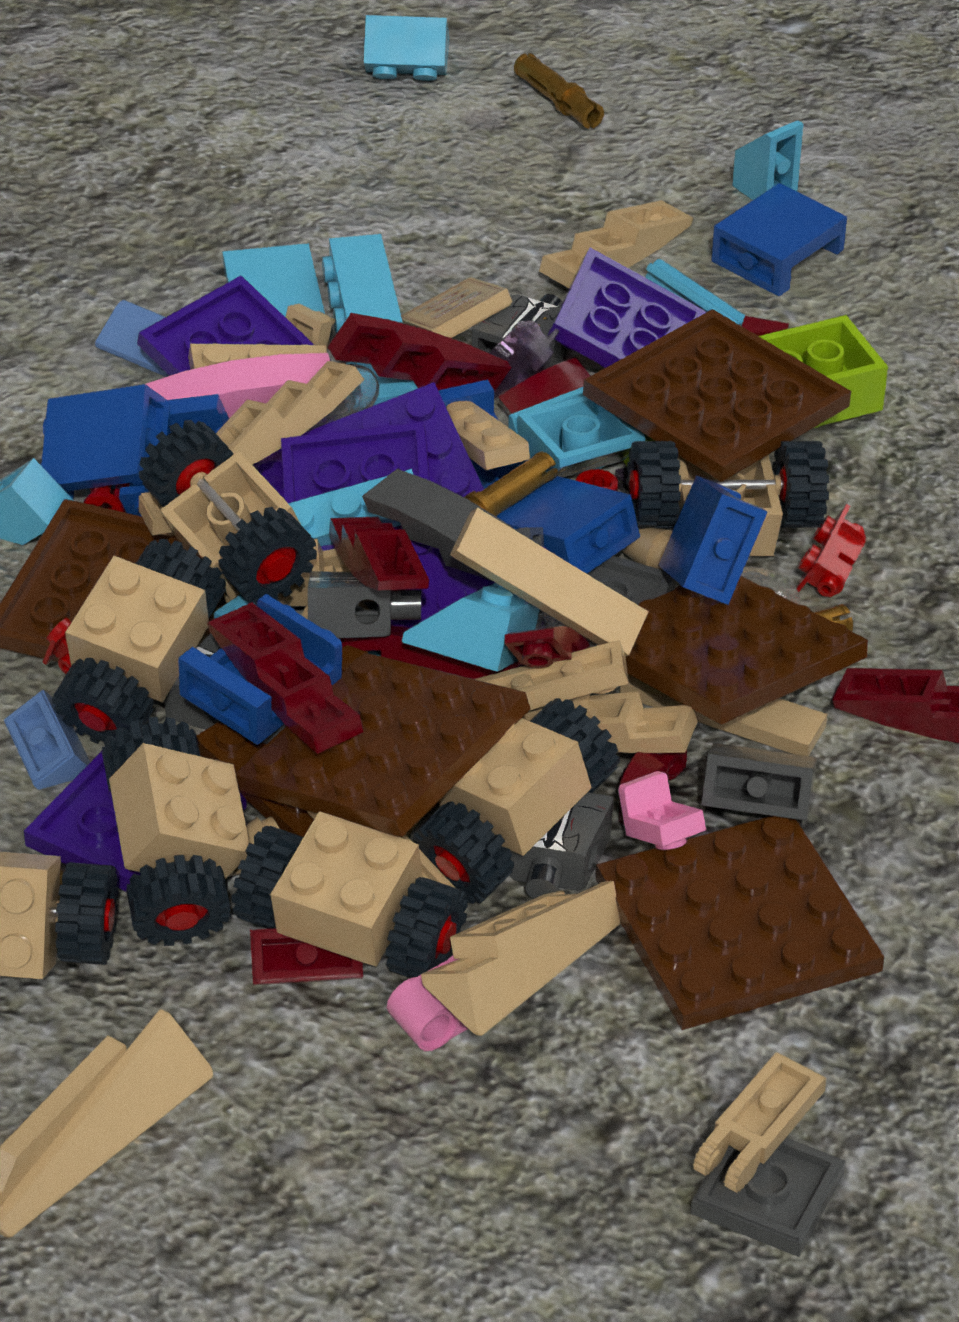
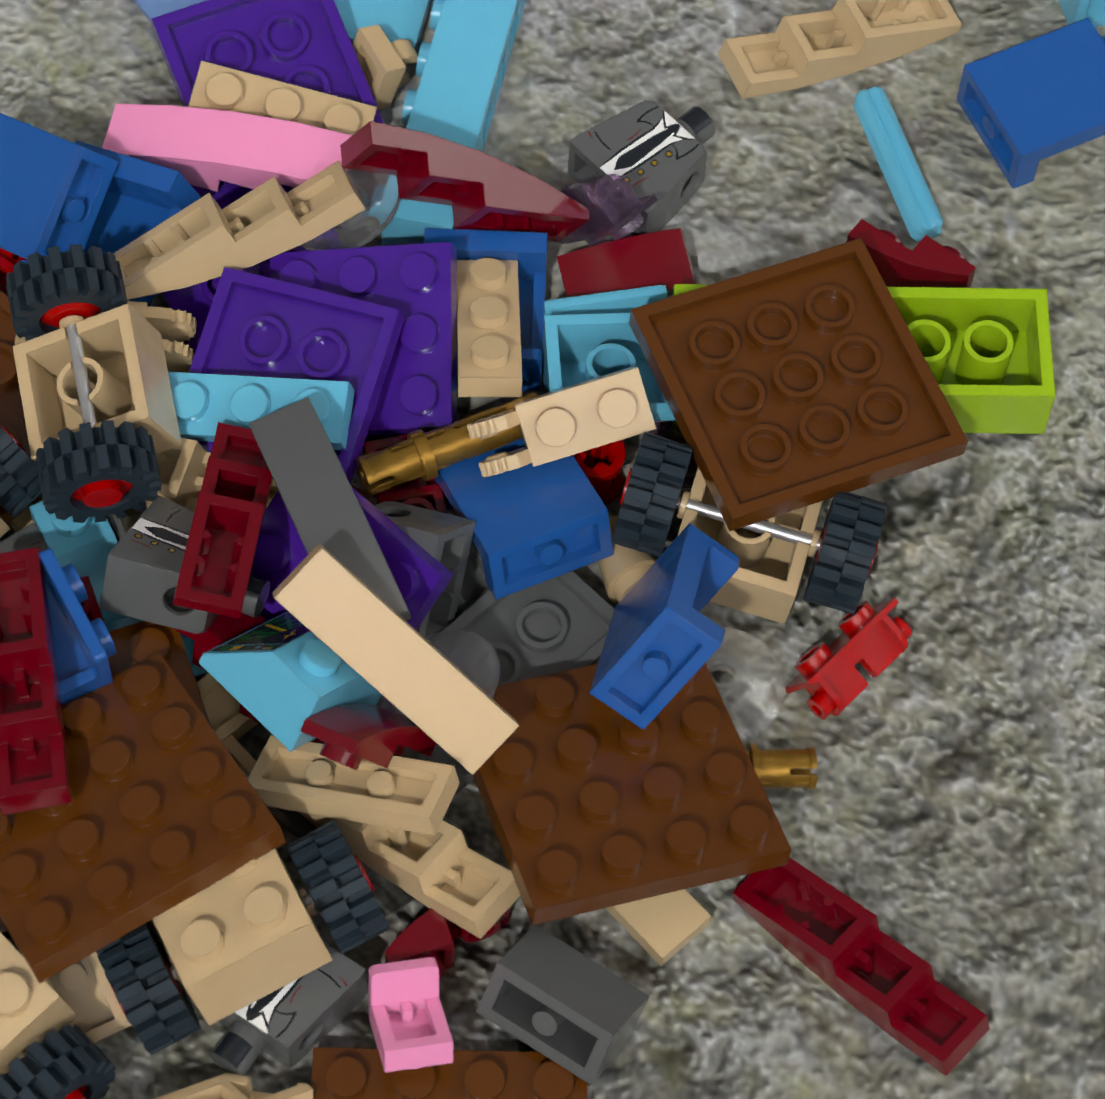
camera: 20 degrees right, 20 degrees up
(459, 307) = (567, 97): tan tile -> none
(575, 454) = (569, 421): none -> tan hinge
(616, 311) = (769, 182): dark purple plate -> none

